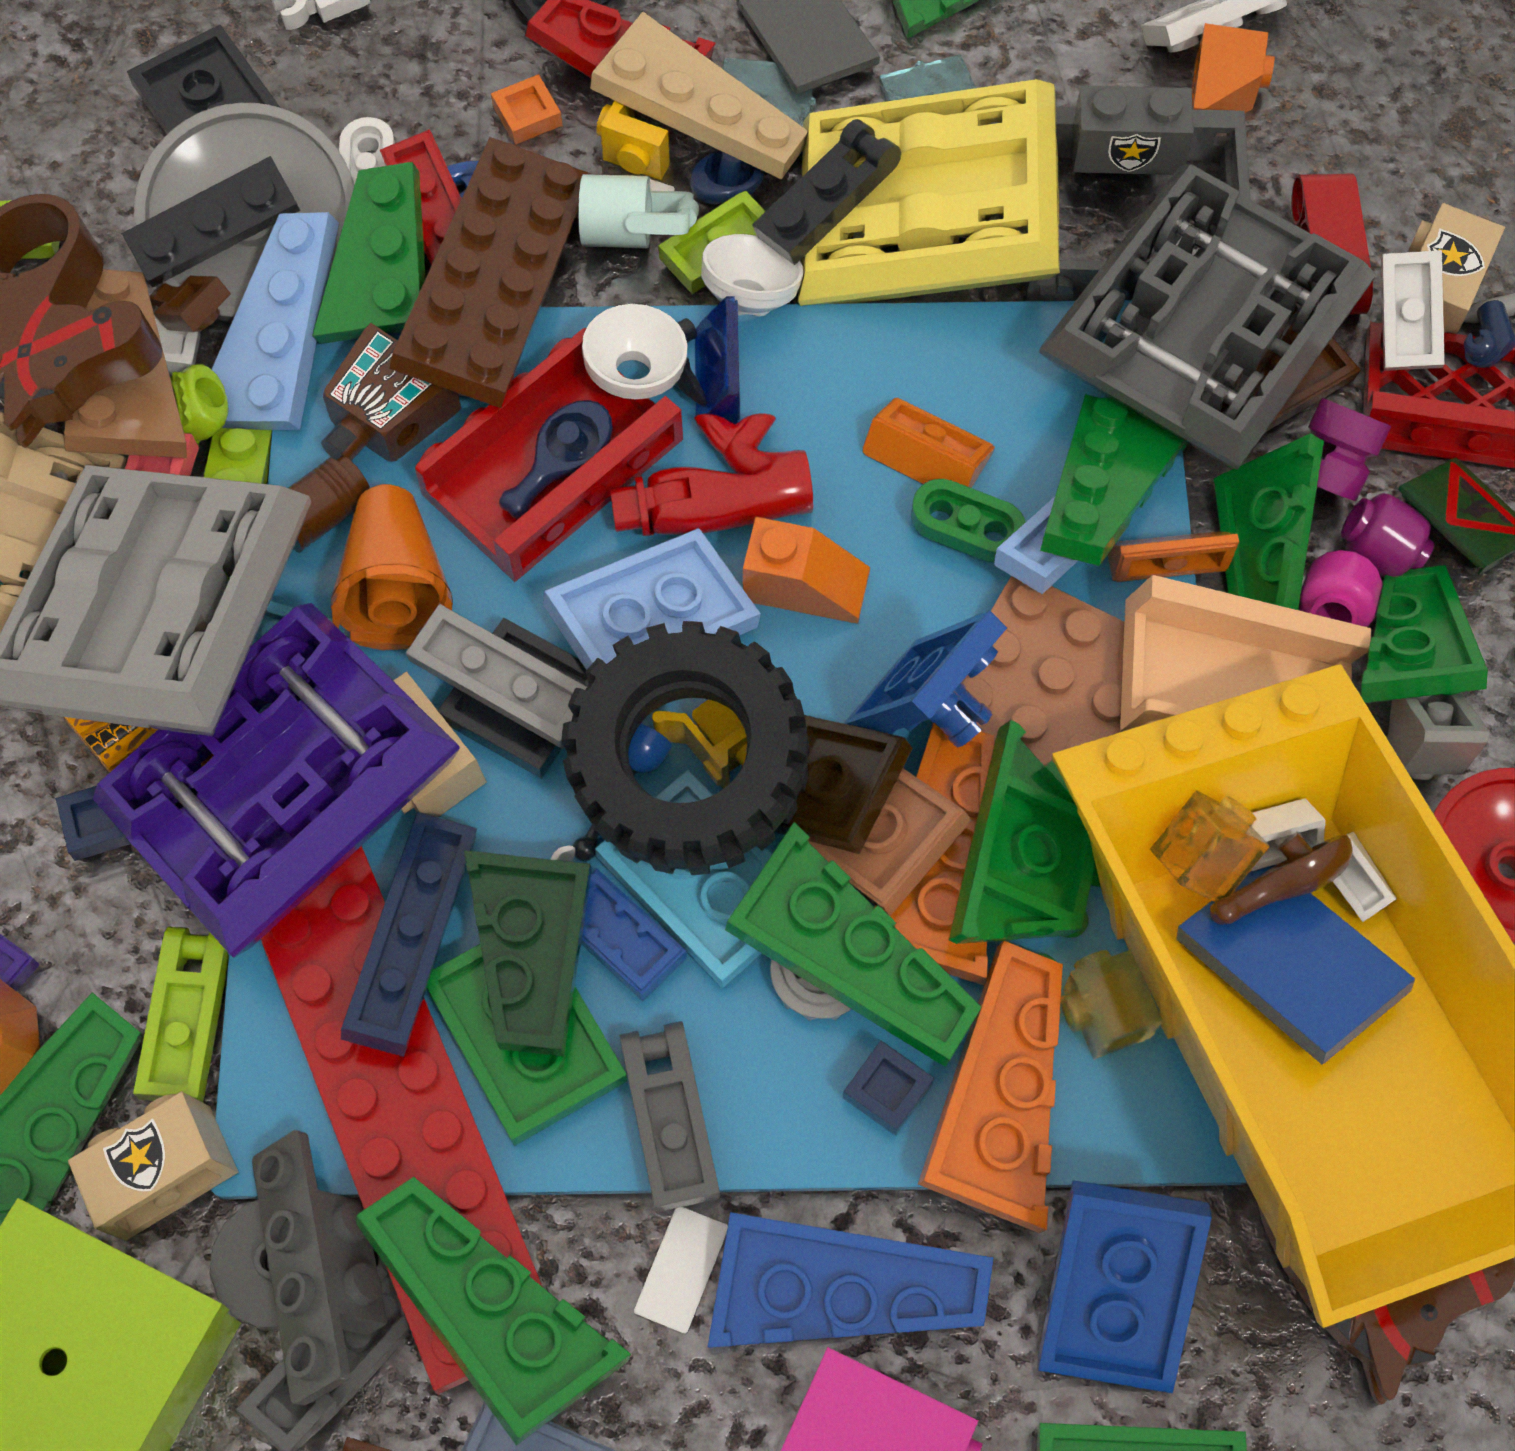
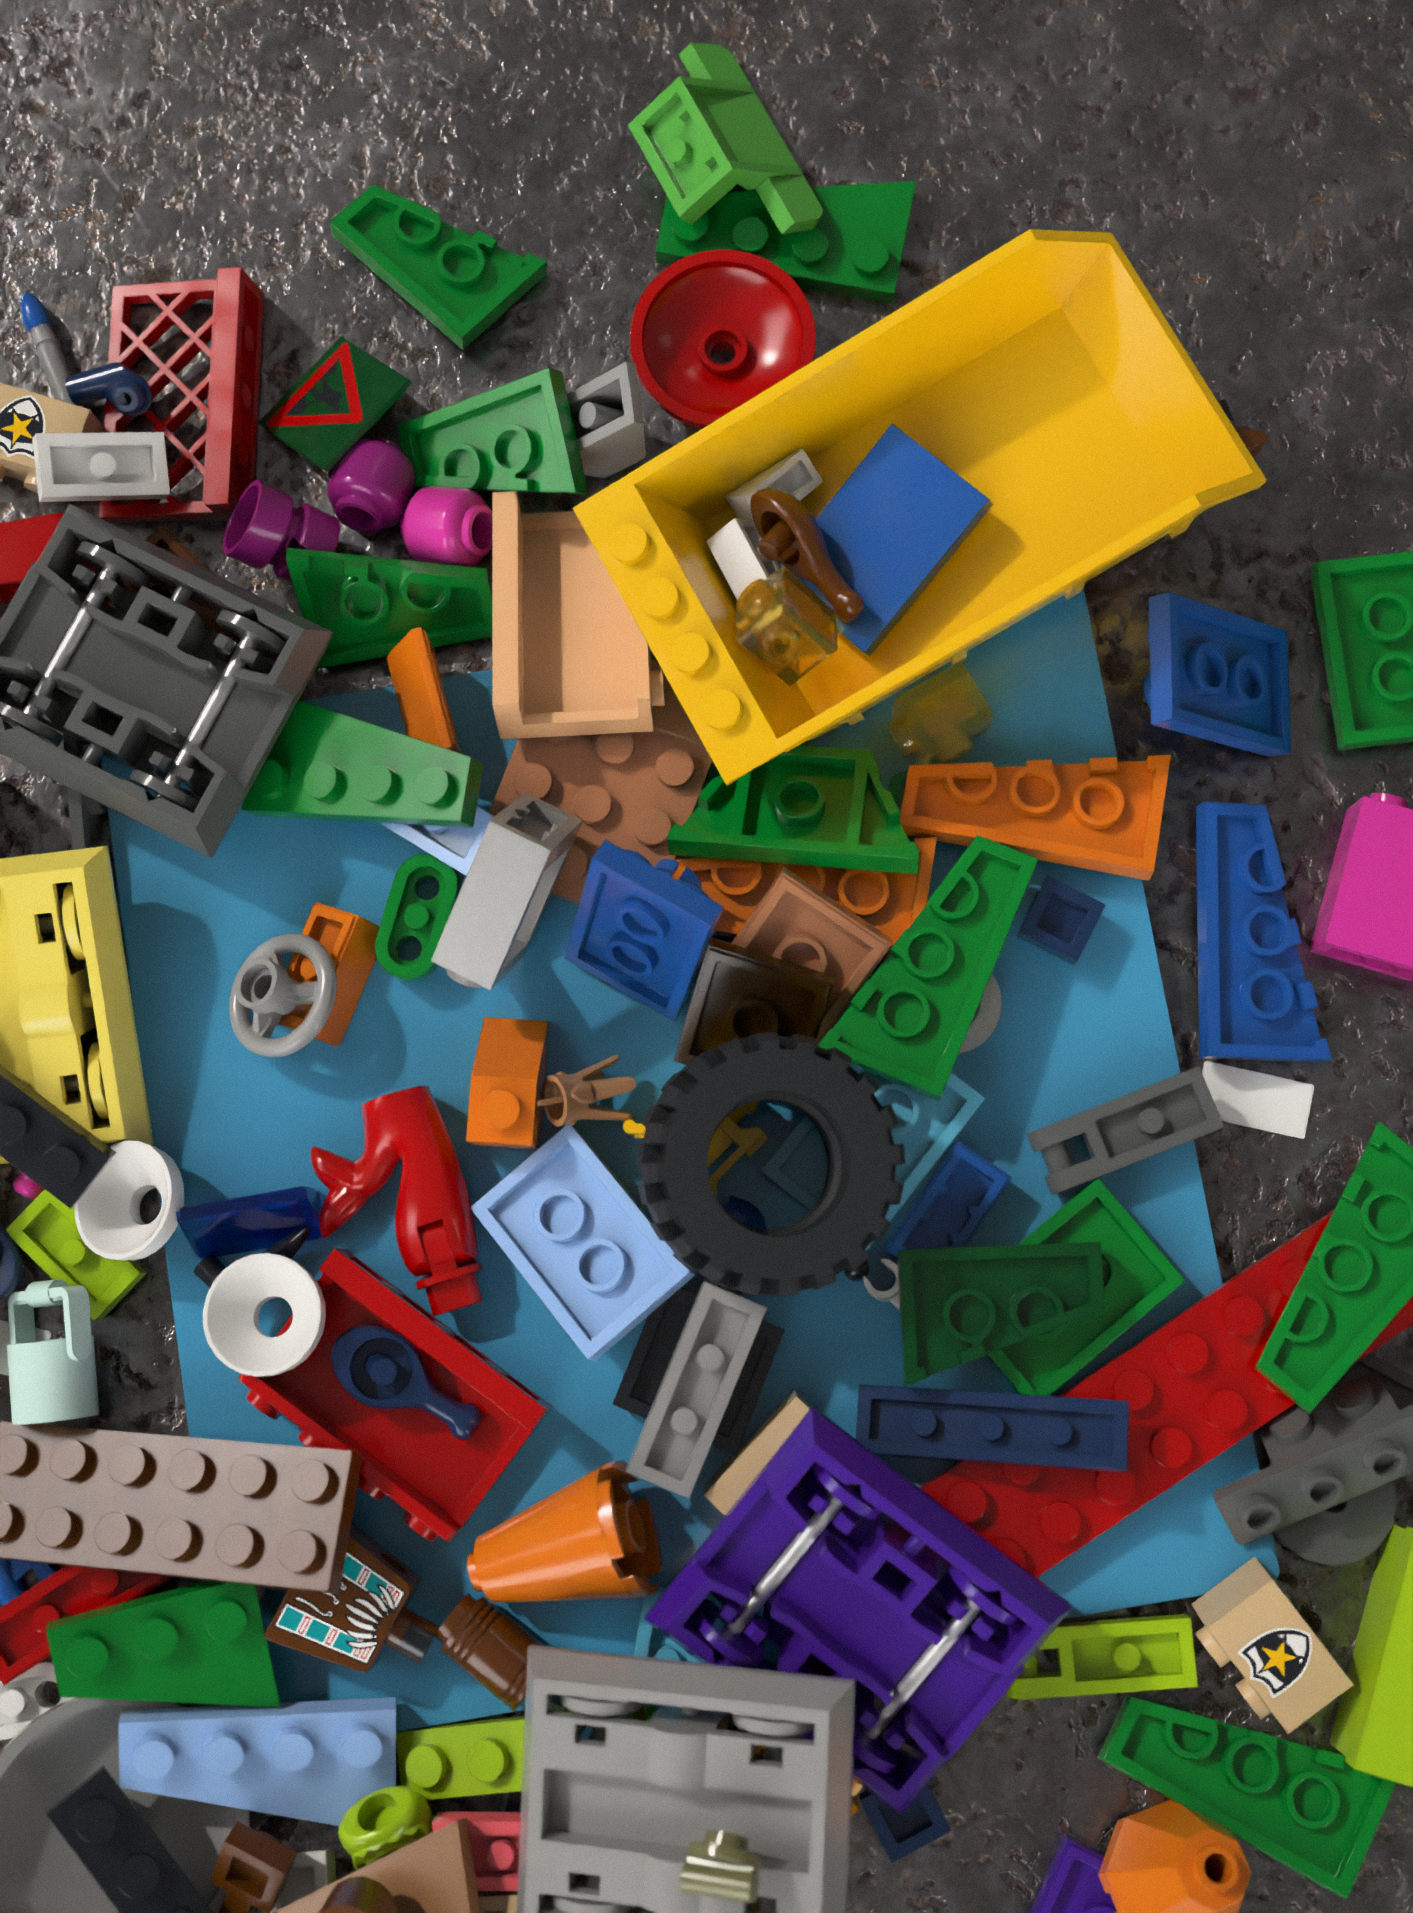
camera: 90 degrees left, 15 degrees up
(84, 592) = (722, 1868): none -> olive plate
(784, 625) = (569, 1095): none -> medium nougat piece
(915, 390) = (269, 991): none -> light grey piece
(976, 564) = (505, 891): none -> light grey window

